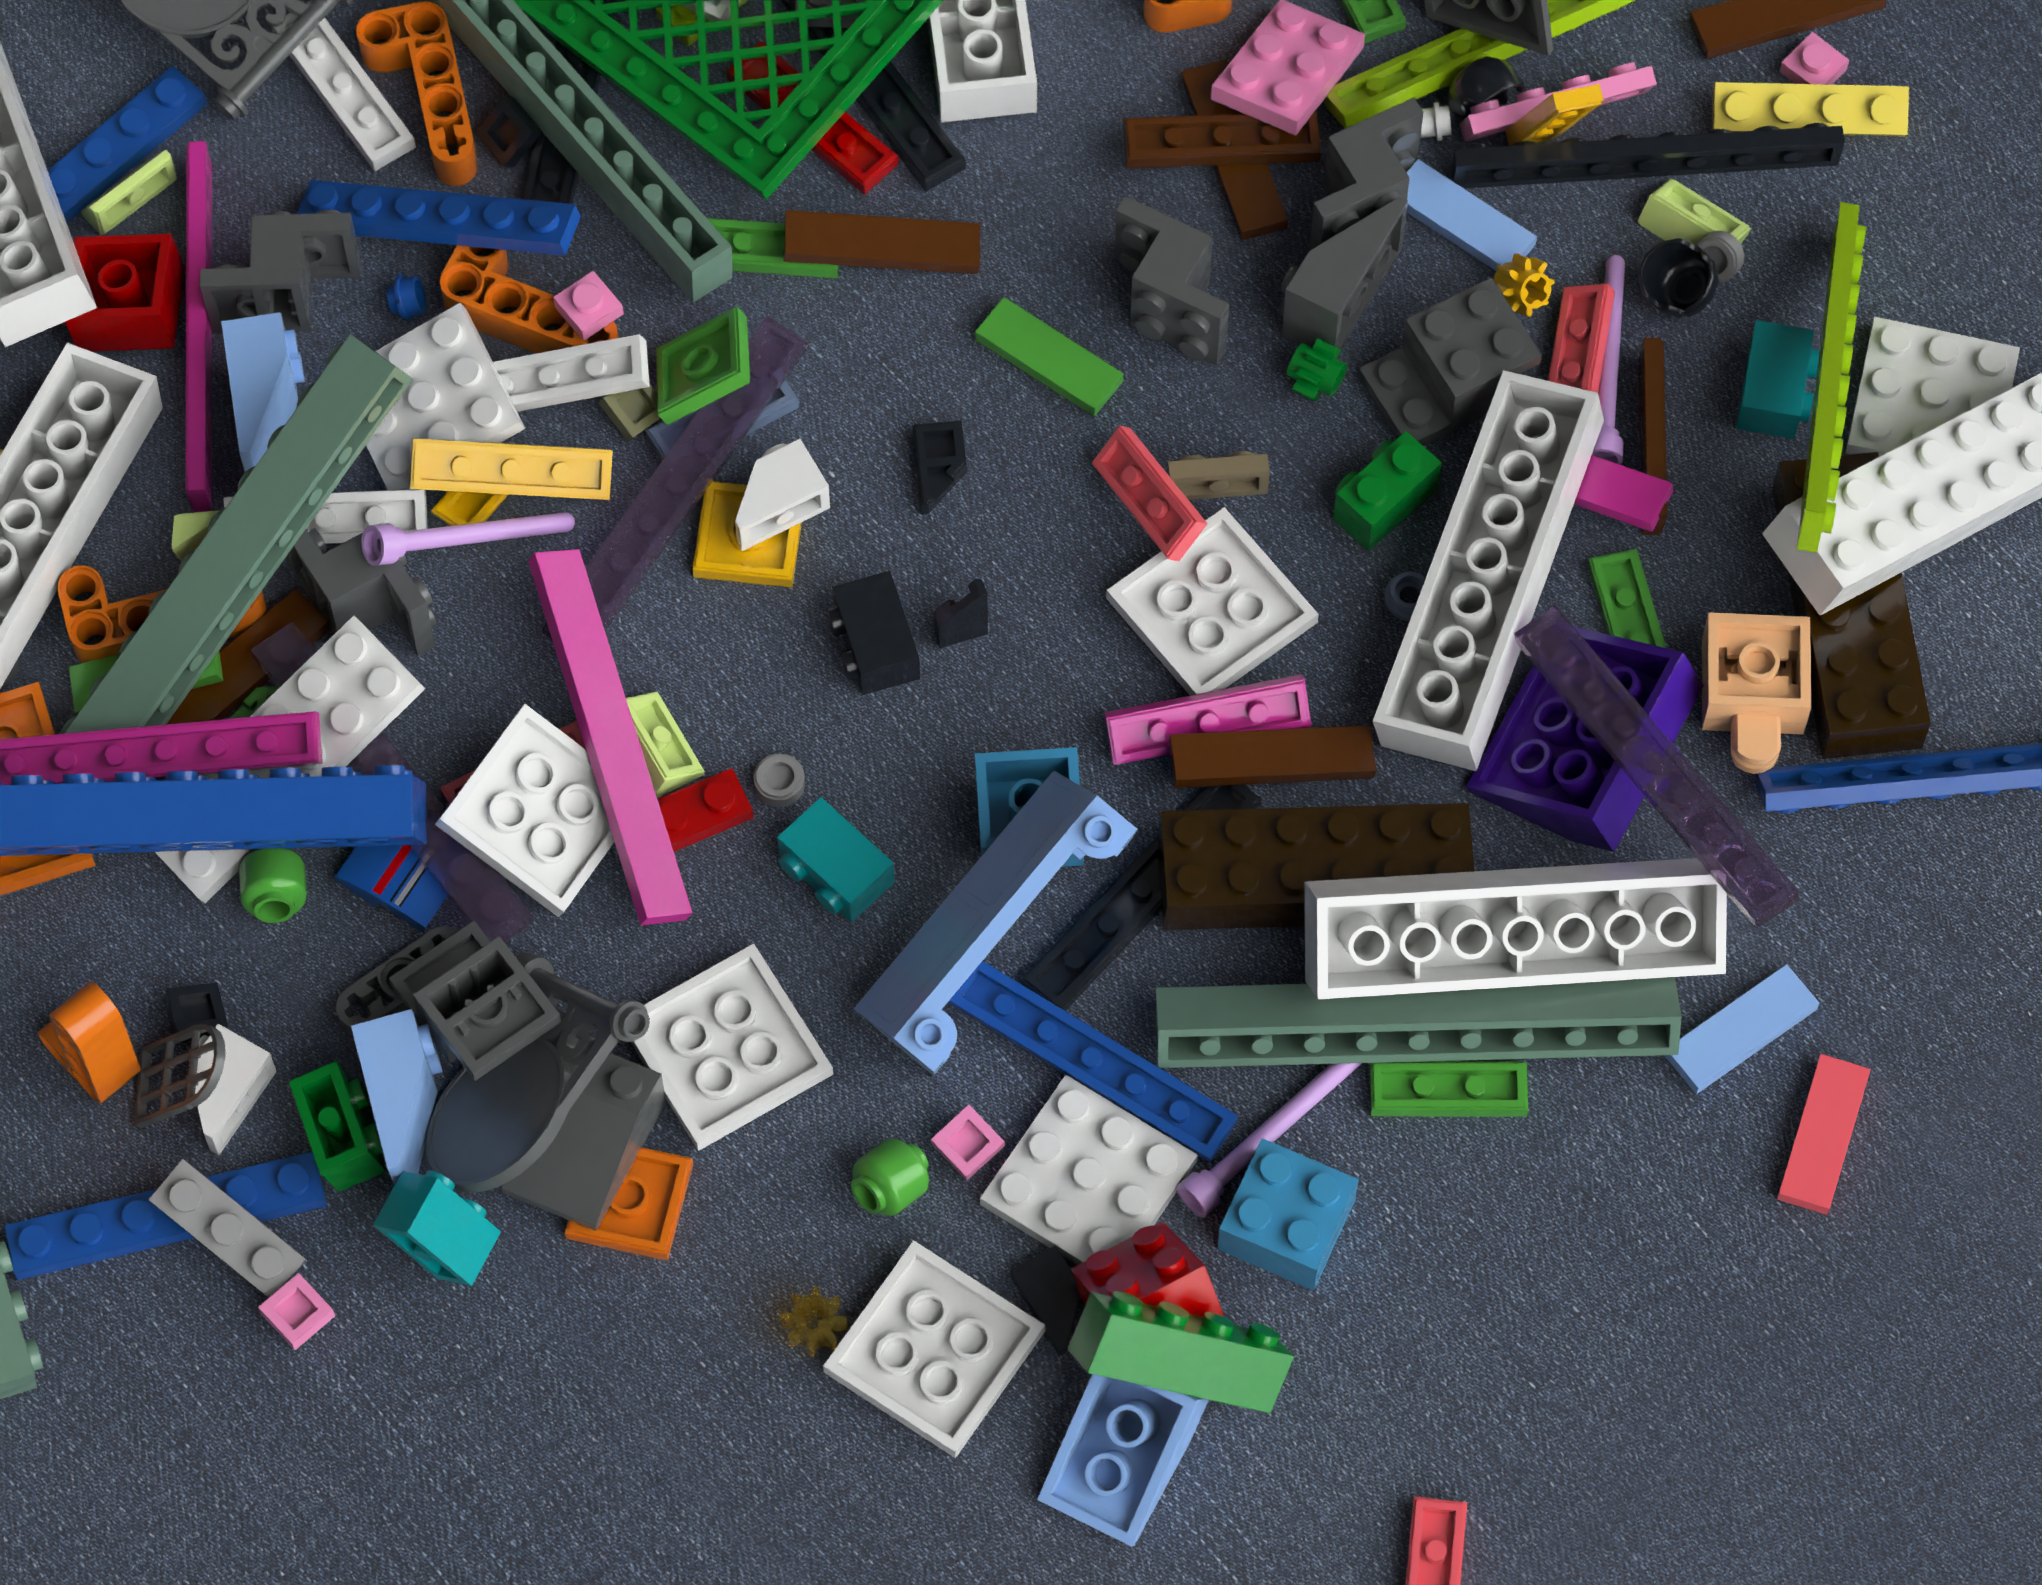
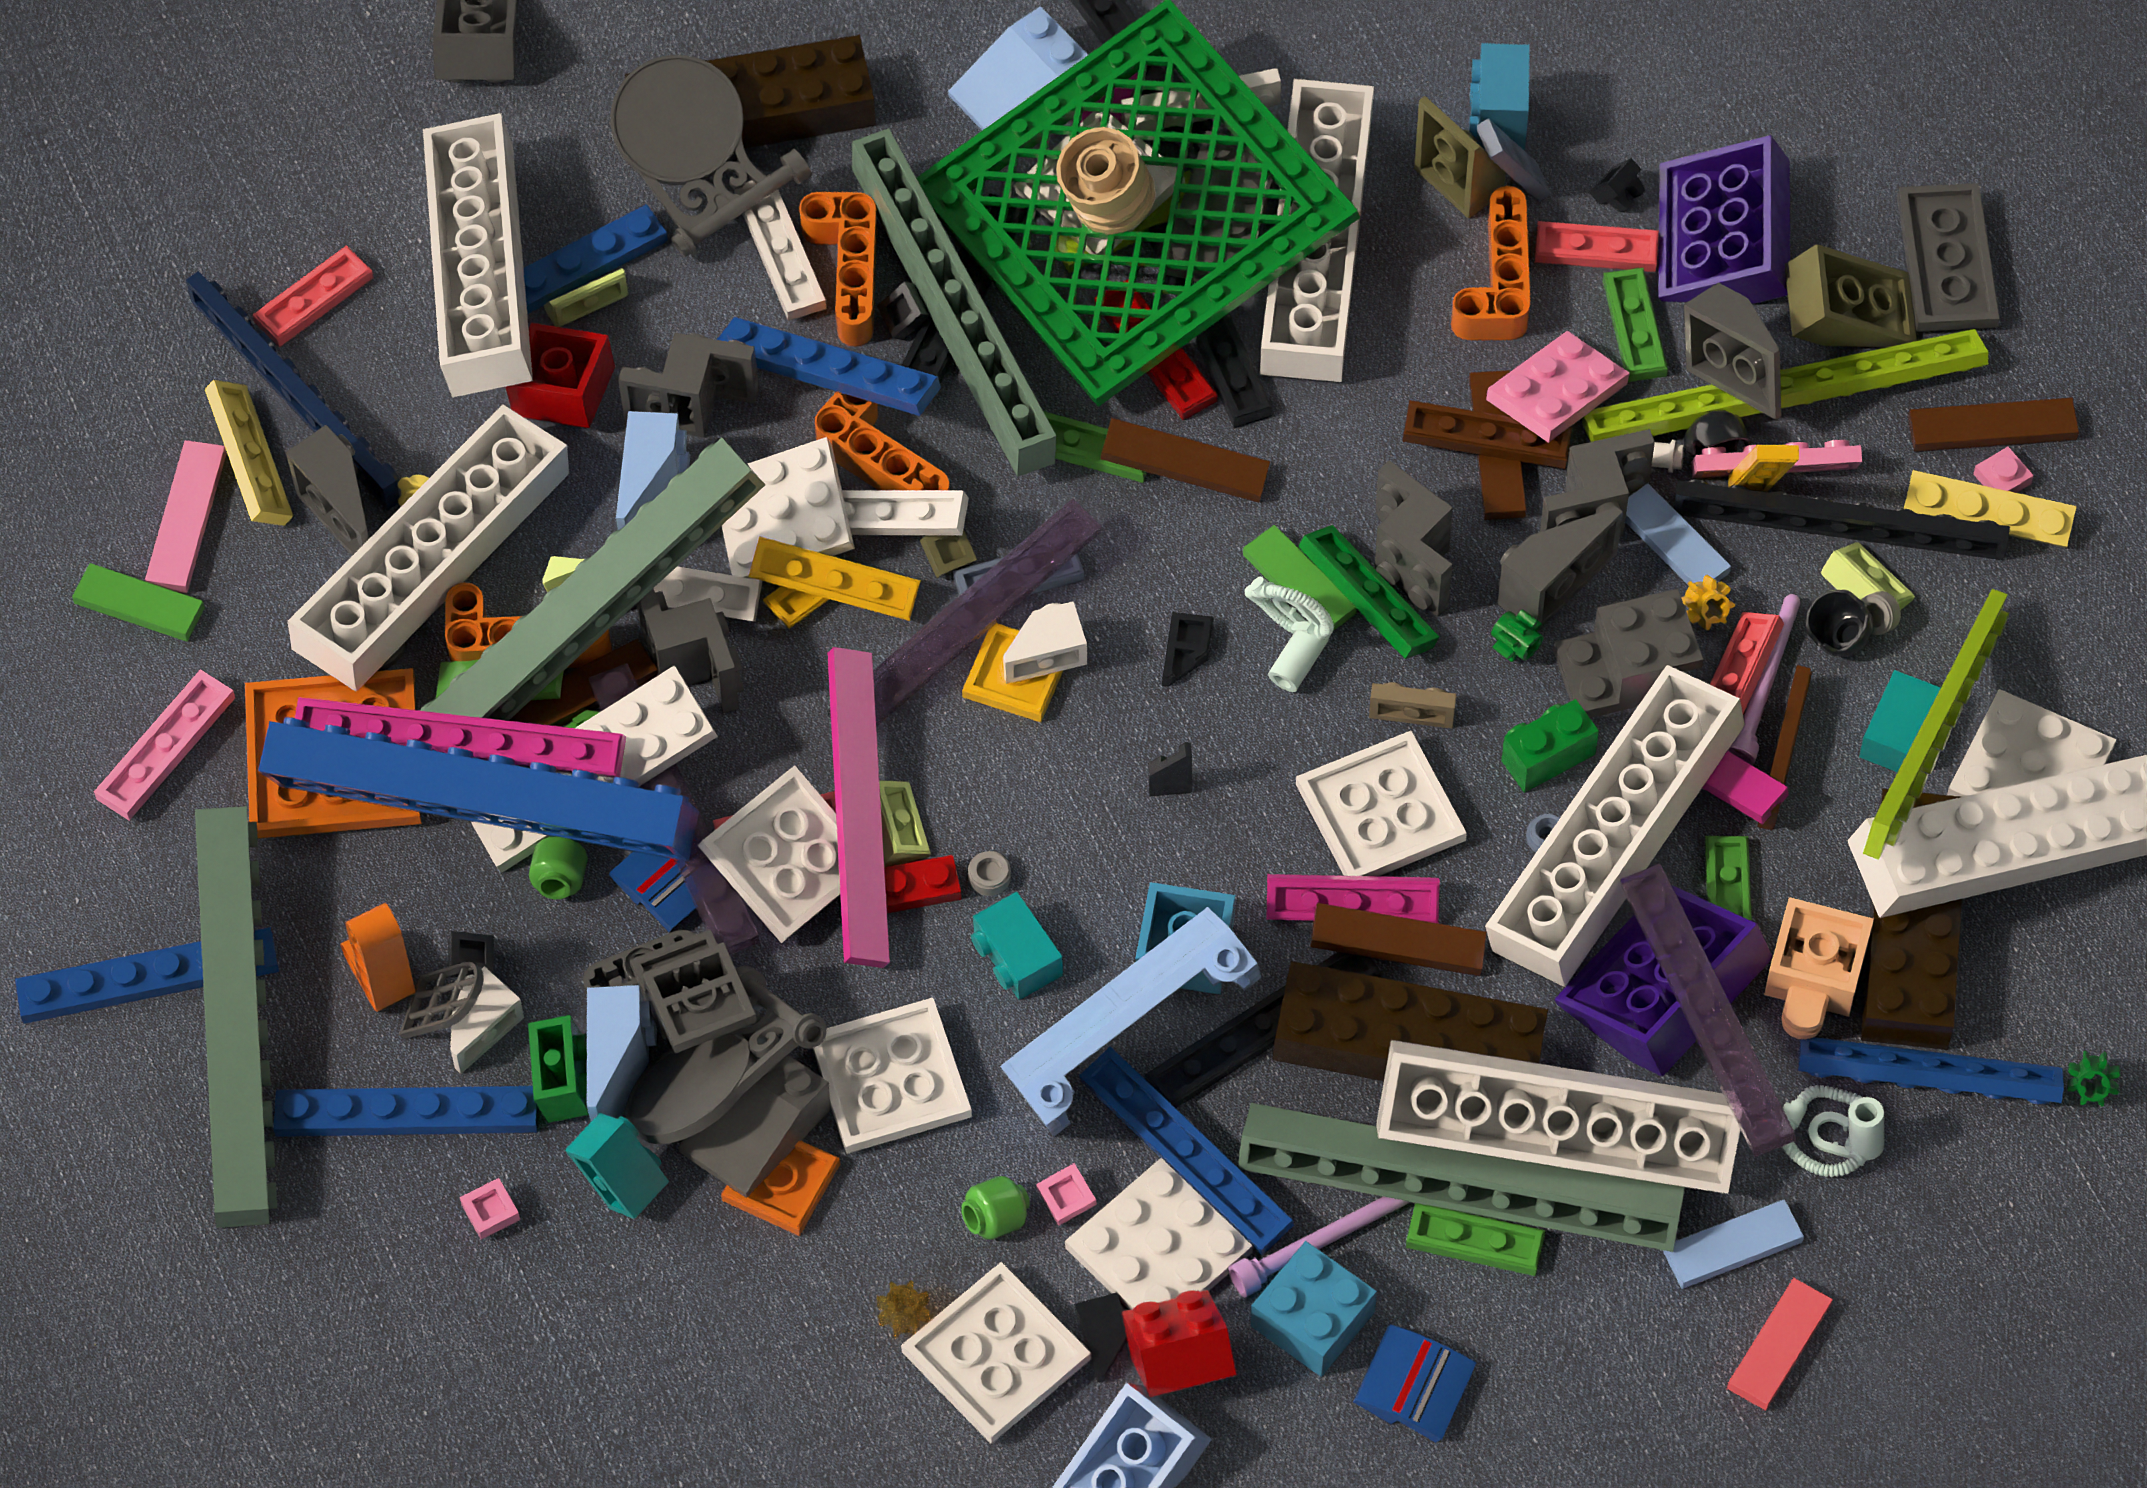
camera: 15 degrees right, 5 degrees down
(198, 329) = (612, 416): dark pink tile -> none
(227, 1229) = (450, 1130): light grey plate -> none
(386, 544) = (713, 613): lavender piece -> none
(407, 297) = (787, 426): blue plate -> none
(588, 305) = (929, 460): bright pink plate -> none
(702, 365) = (1010, 527): bright green tile -> none
(874, 632) = (1097, 771): black brick -> none
(1077, 420) = (1308, 636): none -> light aqua piece
(1133, 353) = (1368, 591): none -> green plate
(1149, 493) = (1351, 706): coral tile -> none
(1181, 1351) = (1192, 1394): brick -> none
(1424, 1274) = (1414, 1382): none -> blue slope
(1860, 864) = (1864, 1124): none -> light aqua piece

